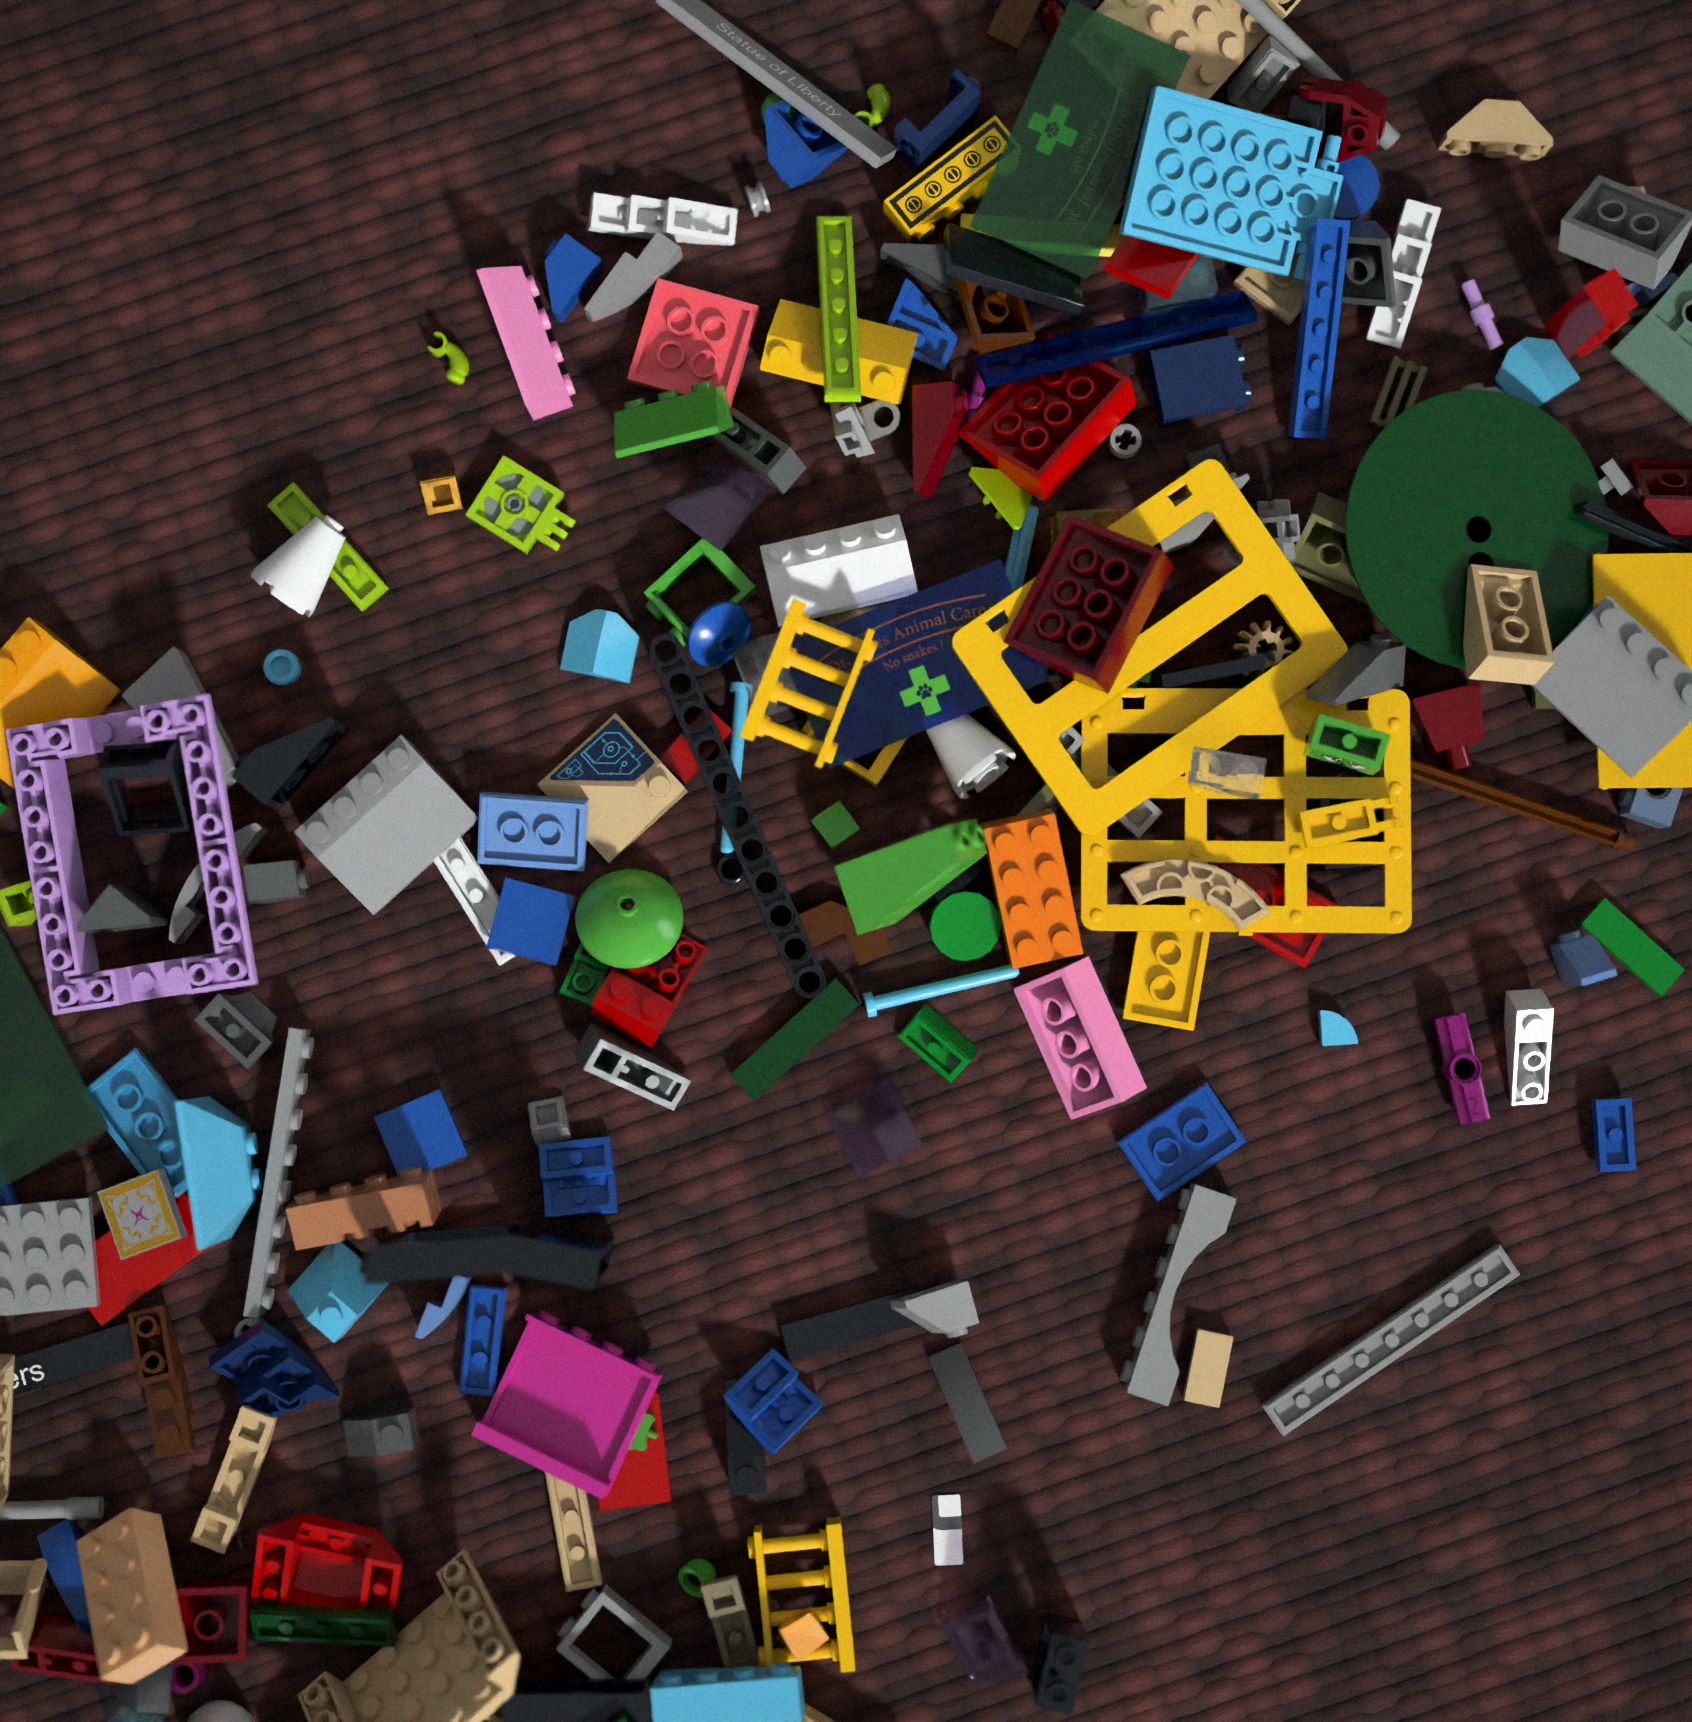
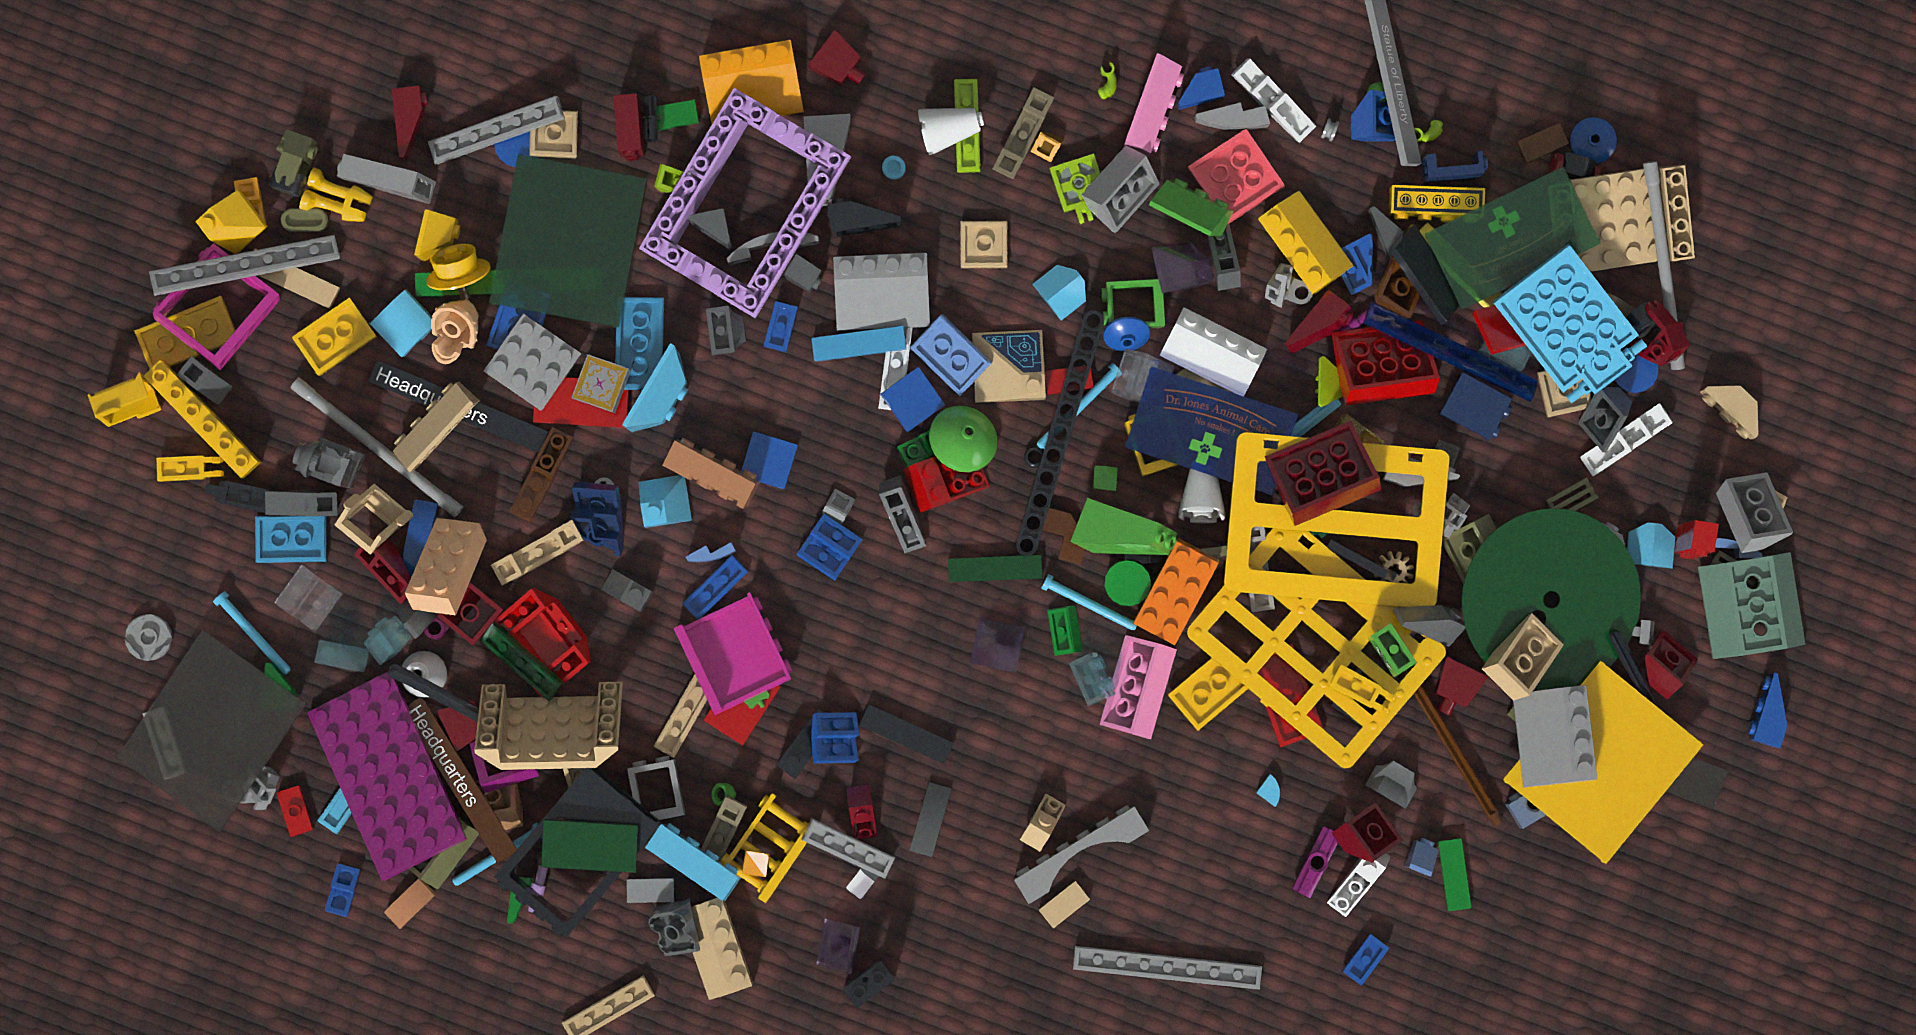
camera: 40 degrees right, 0 degrees up
(109, 597) = (837, 61): none -> dark red torso
(145, 761) = (788, 160): black window -> none
(276, 1186) = (692, 413): light grey plate -> none
(303, 966) = (780, 326): none -> blue plate
(401, 499) = (1023, 133): none -> dark tan slope
(412, 908) = (859, 343): none -> dark azure tile
(463, 669) = (983, 244): none -> tan tile
(510, 1248) = (761, 544): black window -> none
(569, 468) = (1121, 188): none -> light grey slope
(773, 690) = (1150, 374): yellow fence -> none
(838, 309) = (1323, 220): lime tile -> none
(878, 1461) = (861, 812): none -> dark red slope
(898, 1520) = (848, 848): none -> light grey tile
(941, 1308) = (956, 762): light grey slope -> none
(1019, 1074) = (1092, 678): none -> clear light blue brick
(1102, 1293) = (1042, 822): none -> tan slope
(1117, 433) = (1413, 414): light grey bush -> none
(1181, 1141) = (1145, 781): blue tile -> none
(1199, 882) = (1261, 656): tan tile -> none
(1227, 772) = (1321, 614): clear slope -> none
(1262, 76) = (1637, 280): light grey slope -> none
(1318, 328) = (1556, 432): blue plate -> none
(1470, 900) = (1393, 783): none -> dark grey slope
(1481, 314) = (1649, 493): lavender bar -> none
(1497, 987) = (1367, 834): none -> dark red slope

